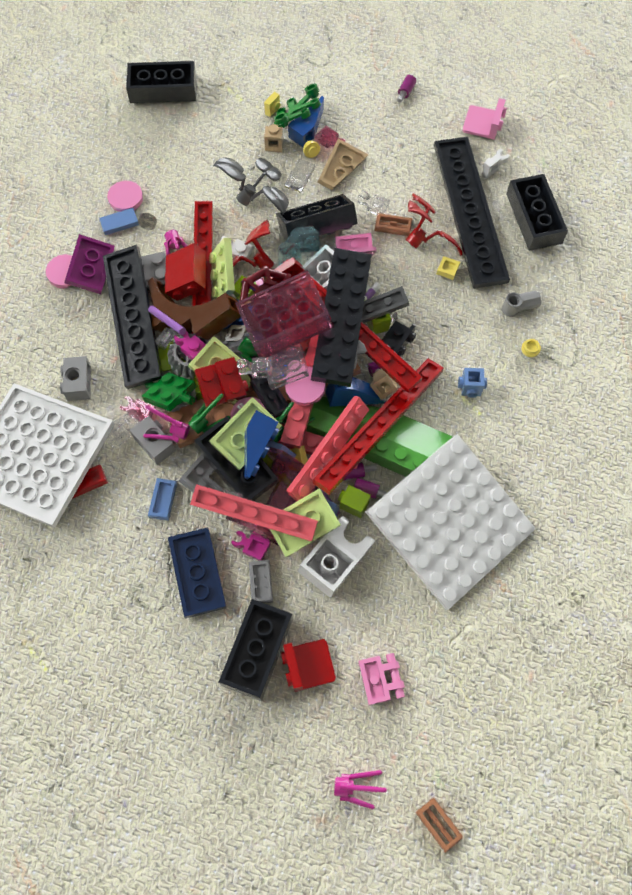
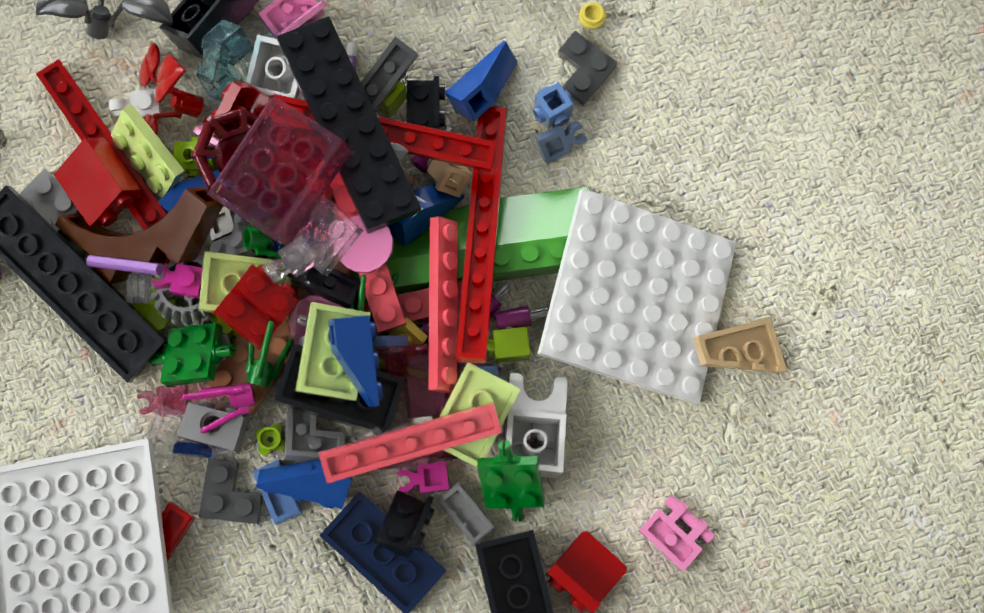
camera: 35 degrees left, 10 degrees up
(81, 387) = (71, 419): light grey brick -> none
(129, 481) = (221, 500): none -> dark grey plate
(133, 444) = (192, 449): none -> clear blue tile
(173, 240) = (48, 146): dark pink plant -> none
(176, 462) = (262, 437): none -> lime plate
(178, 501) = (304, 483): none -> blue slope
(219, 561) = (404, 523): none -> black bracket
(298, 576) = (511, 481): none -> green plate
(439, 345) = (483, 83): none -> blue slope
(460, 405) = (555, 142): none -> sand blue plate
(498, 592) = (742, 347): none -> tan wing
(511, 377) = (591, 64): none -> dark grey plate

